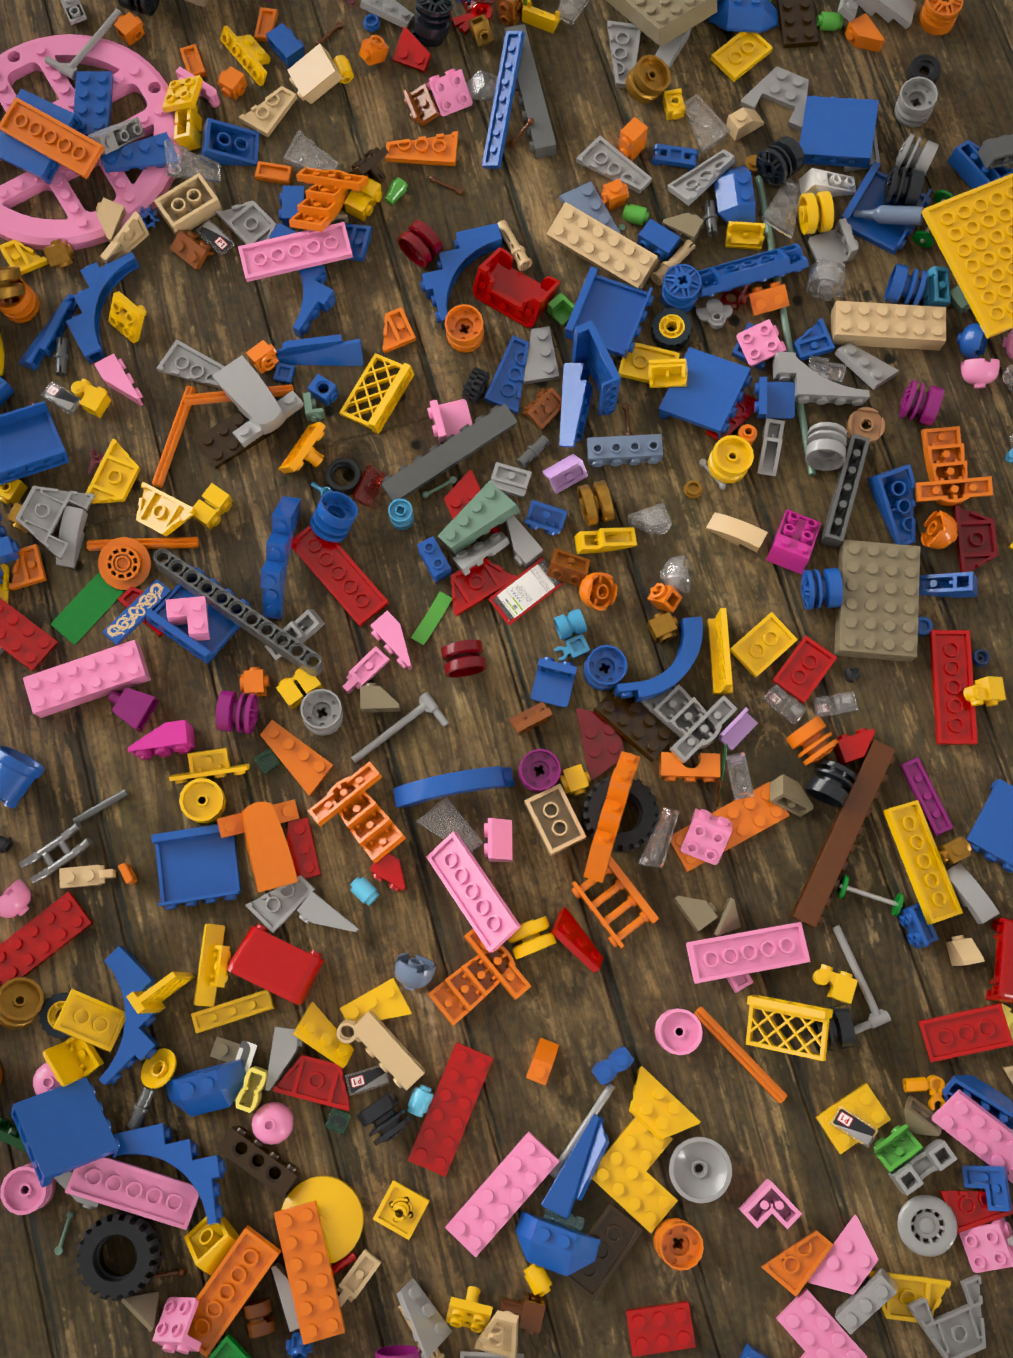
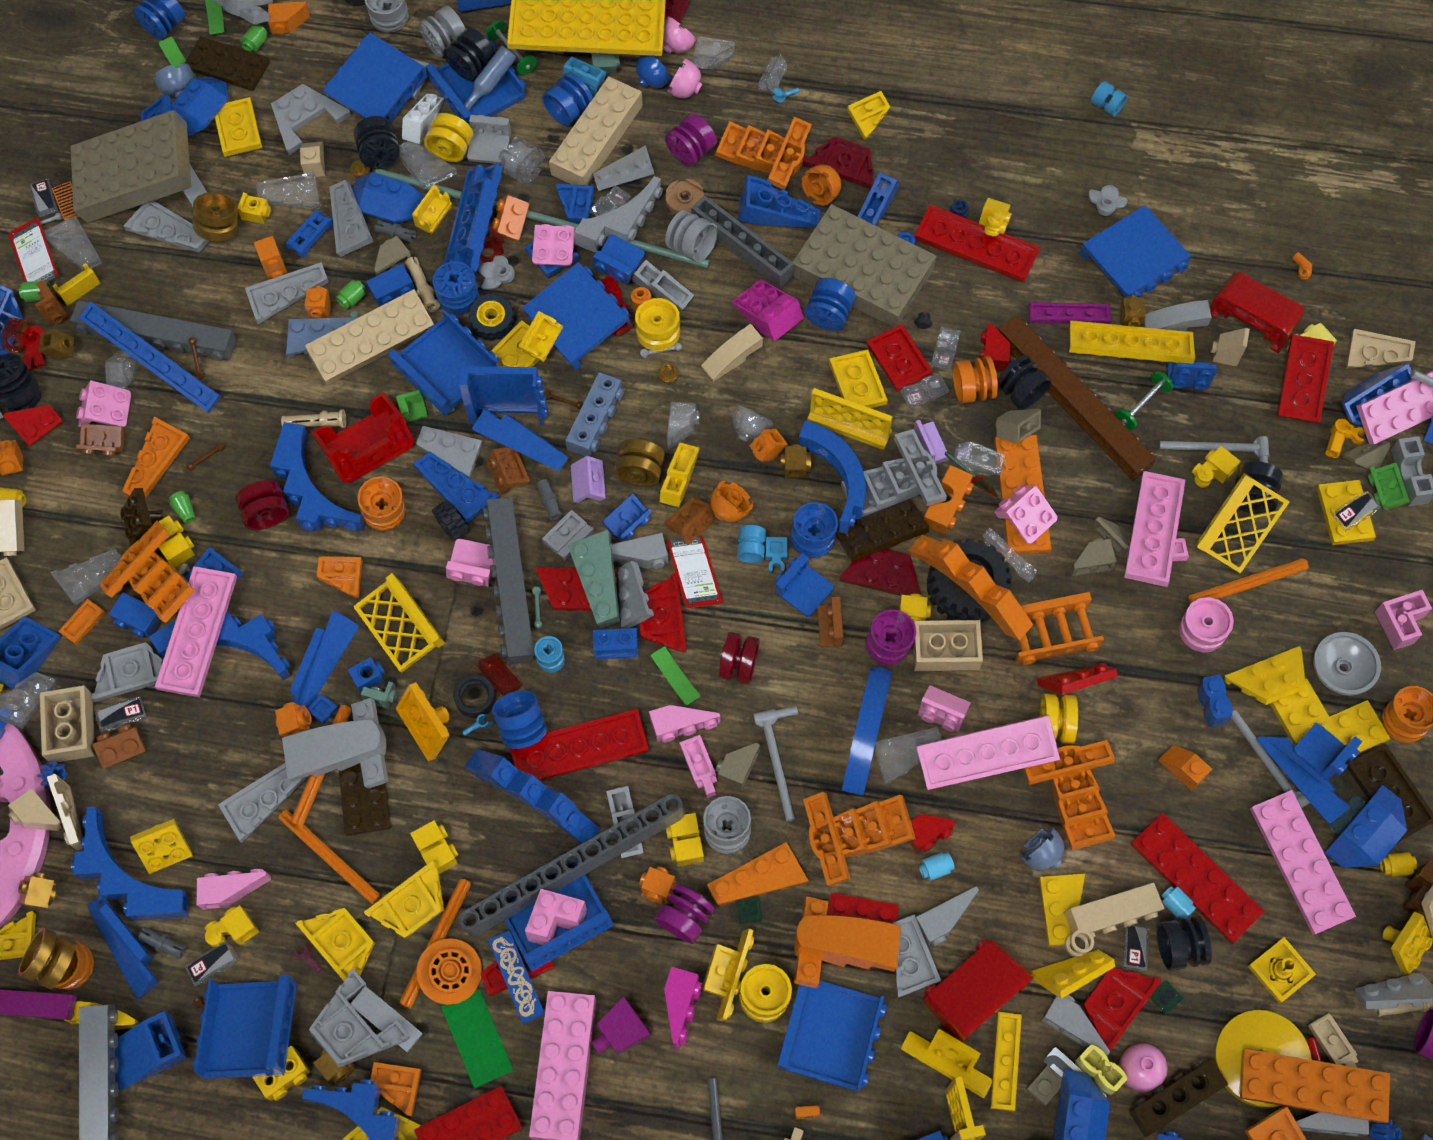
camera: 65 degrees left, 10 degrees down
(606, 1178) = (1325, 752): none -> blue bracket

